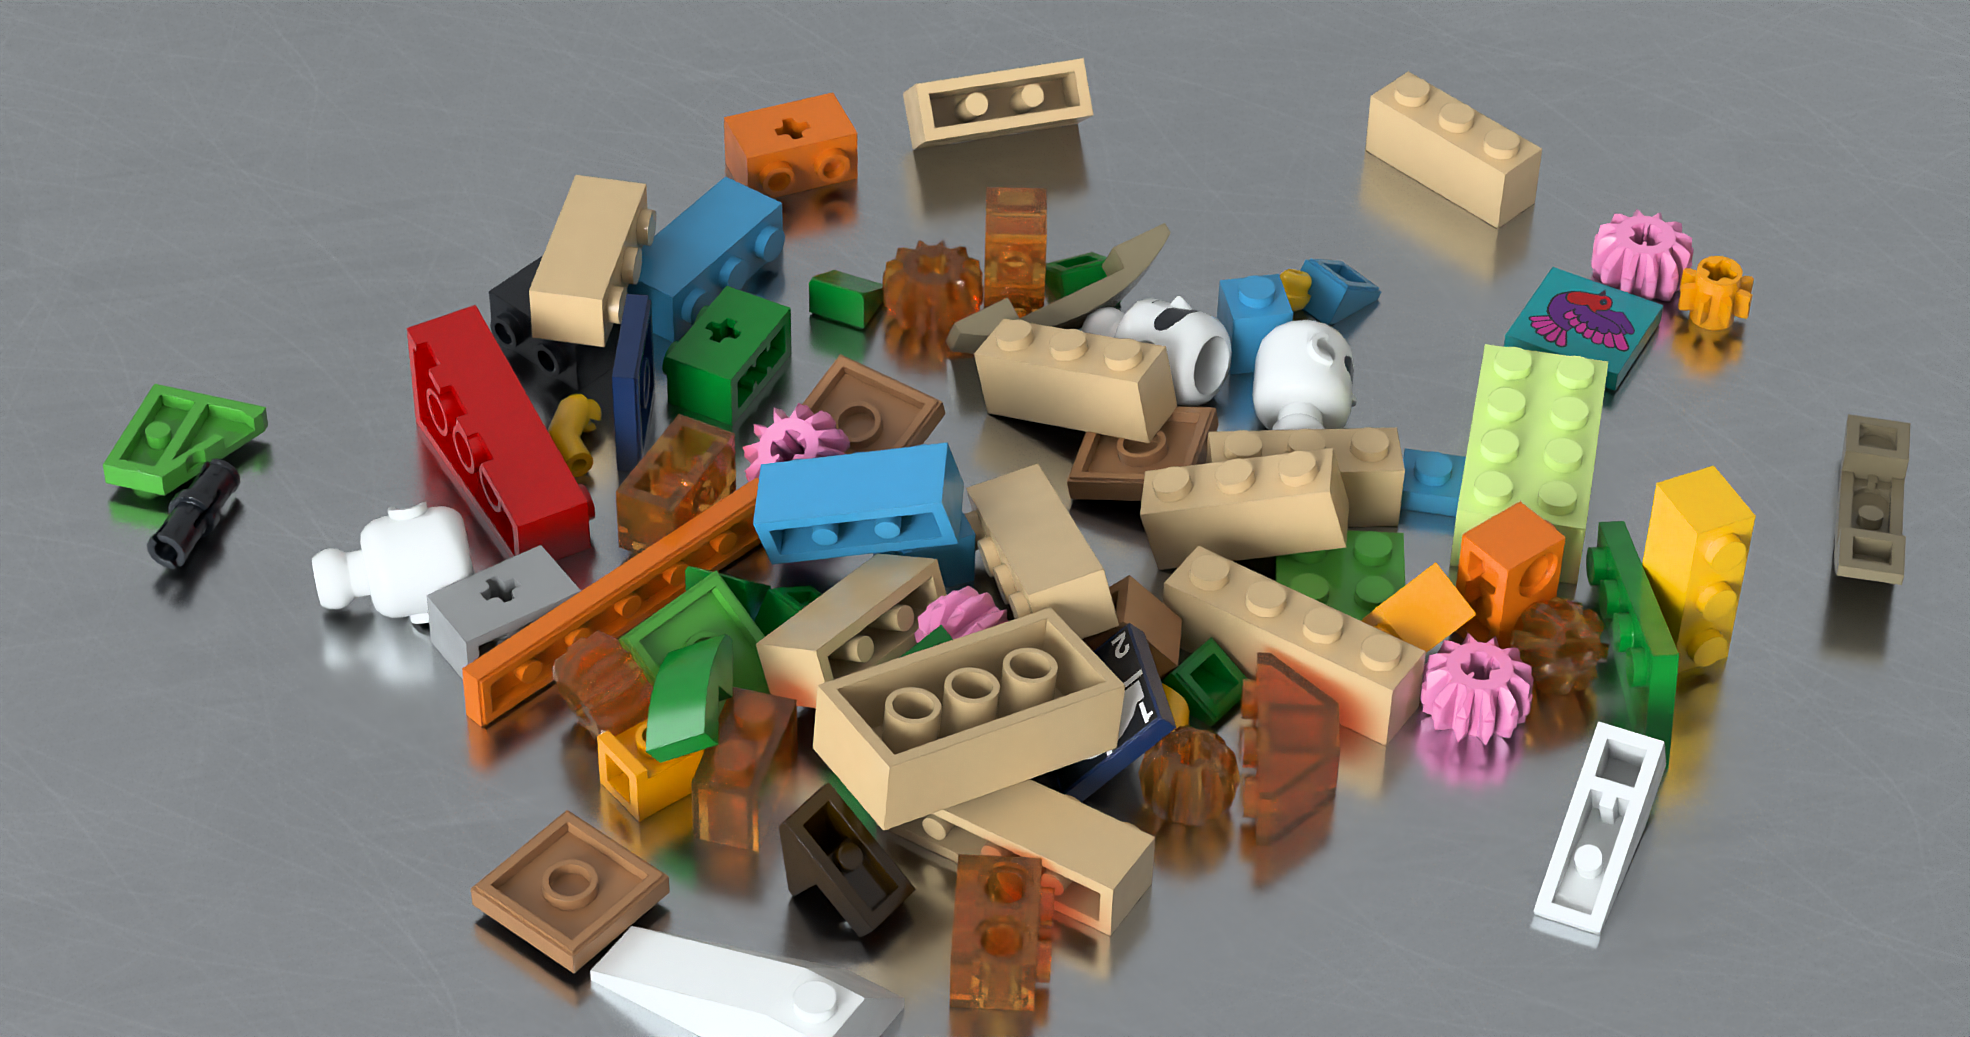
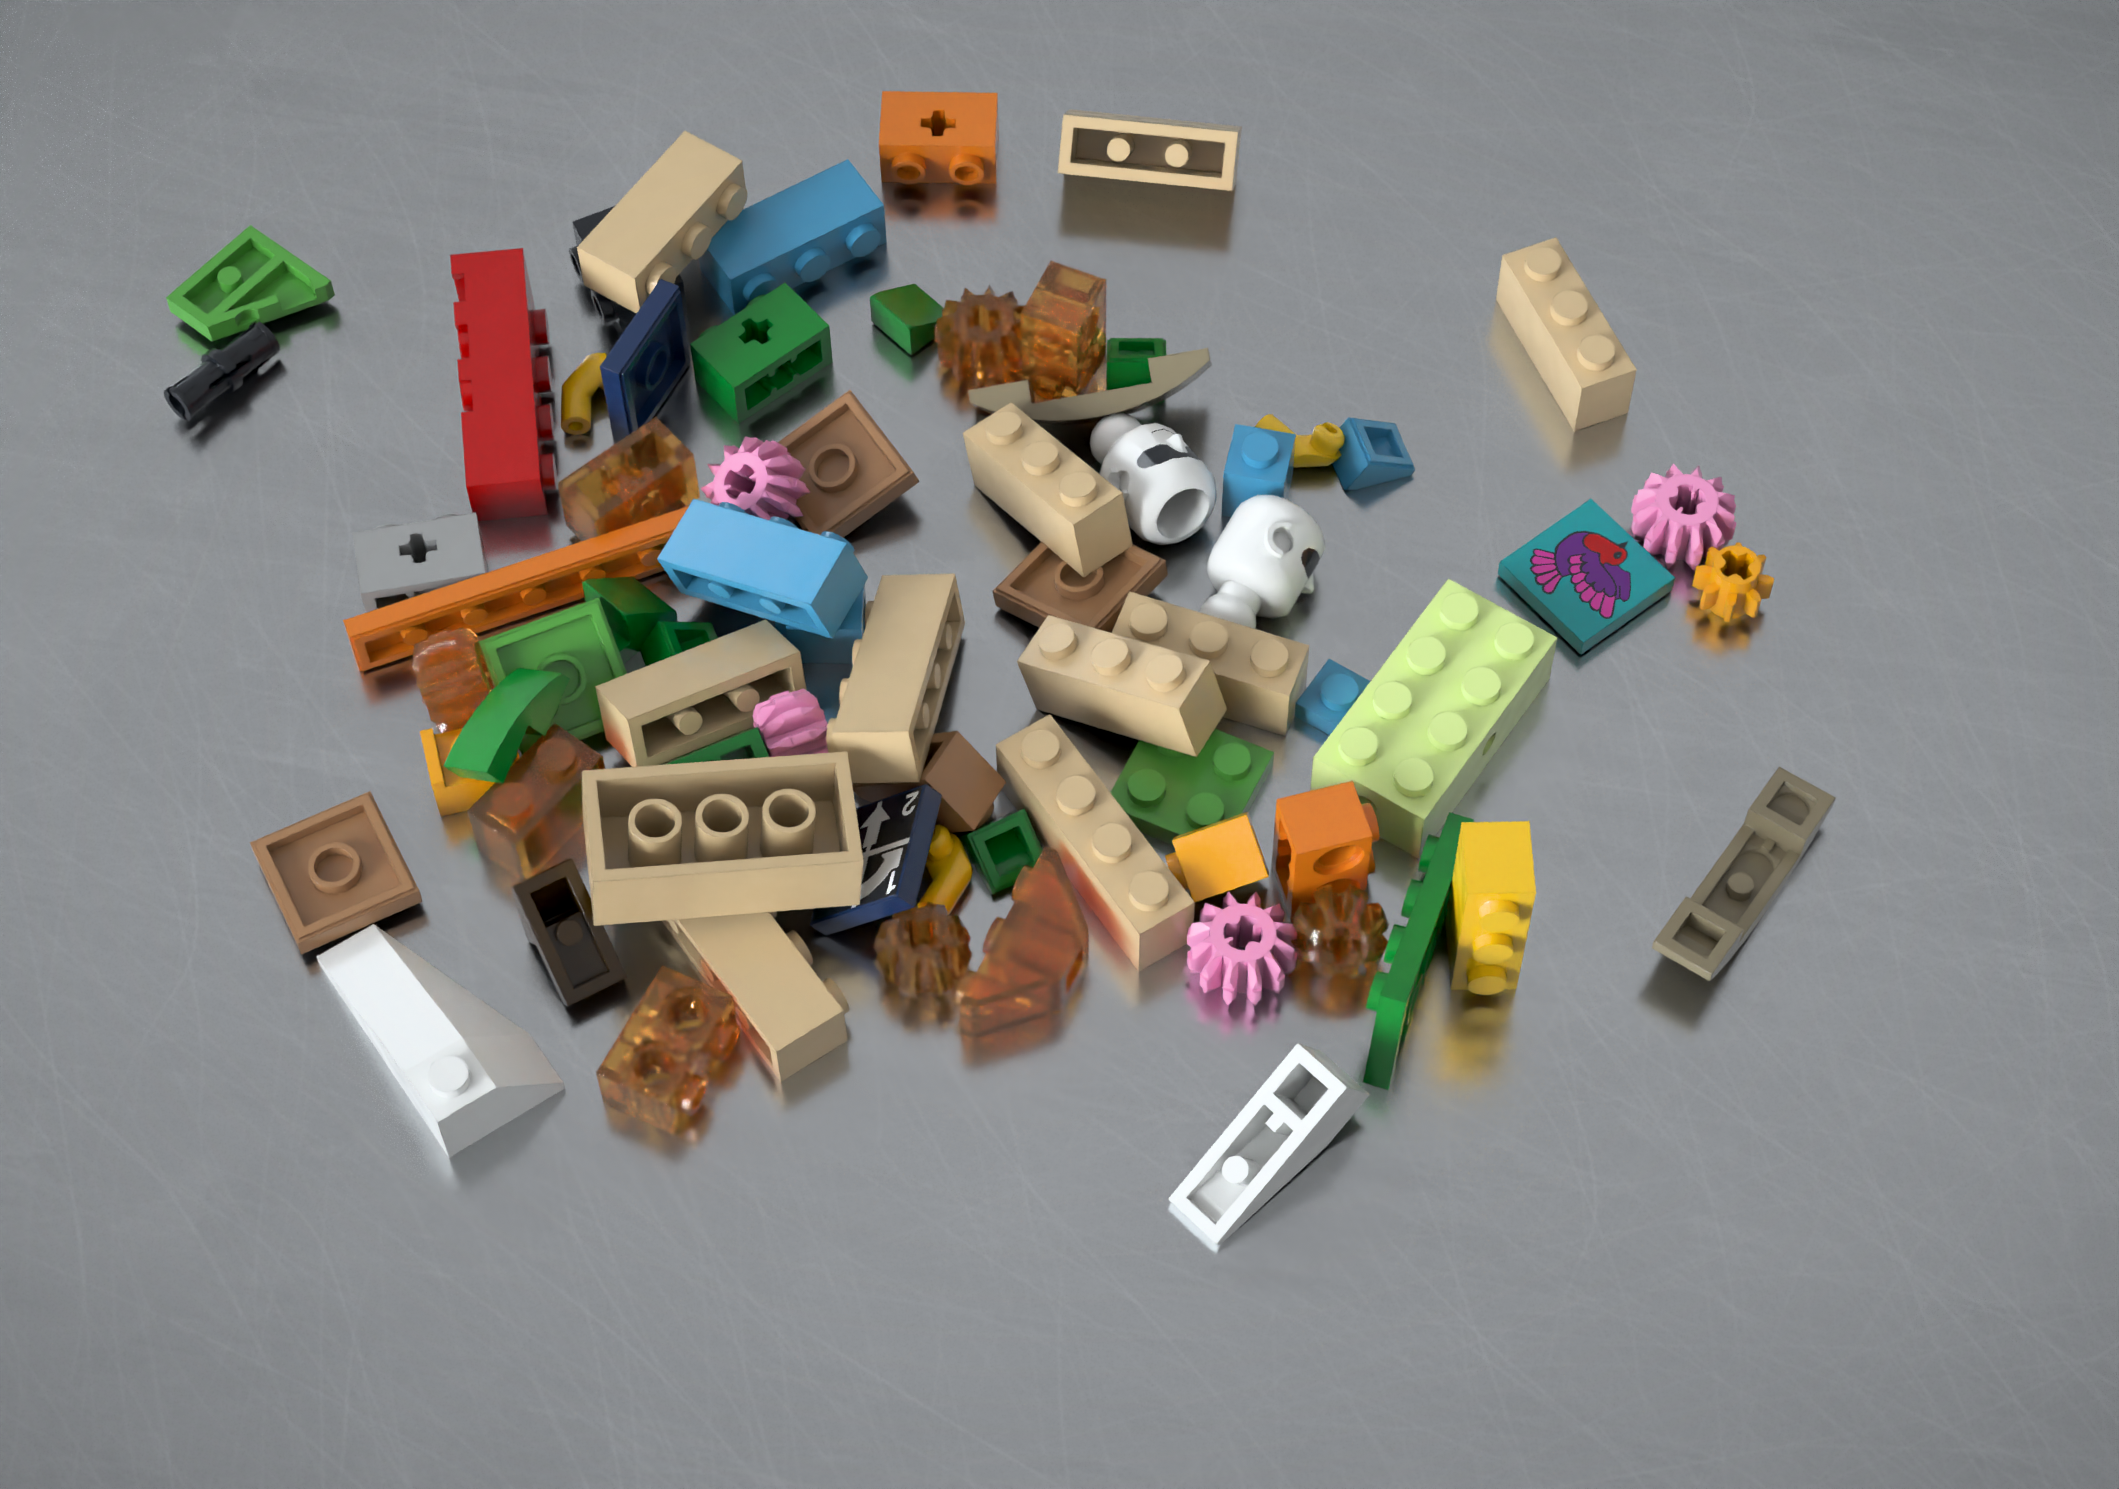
camera: 25 degrees right, 15 degrees up
(399, 562) = (355, 486): white piece -> none

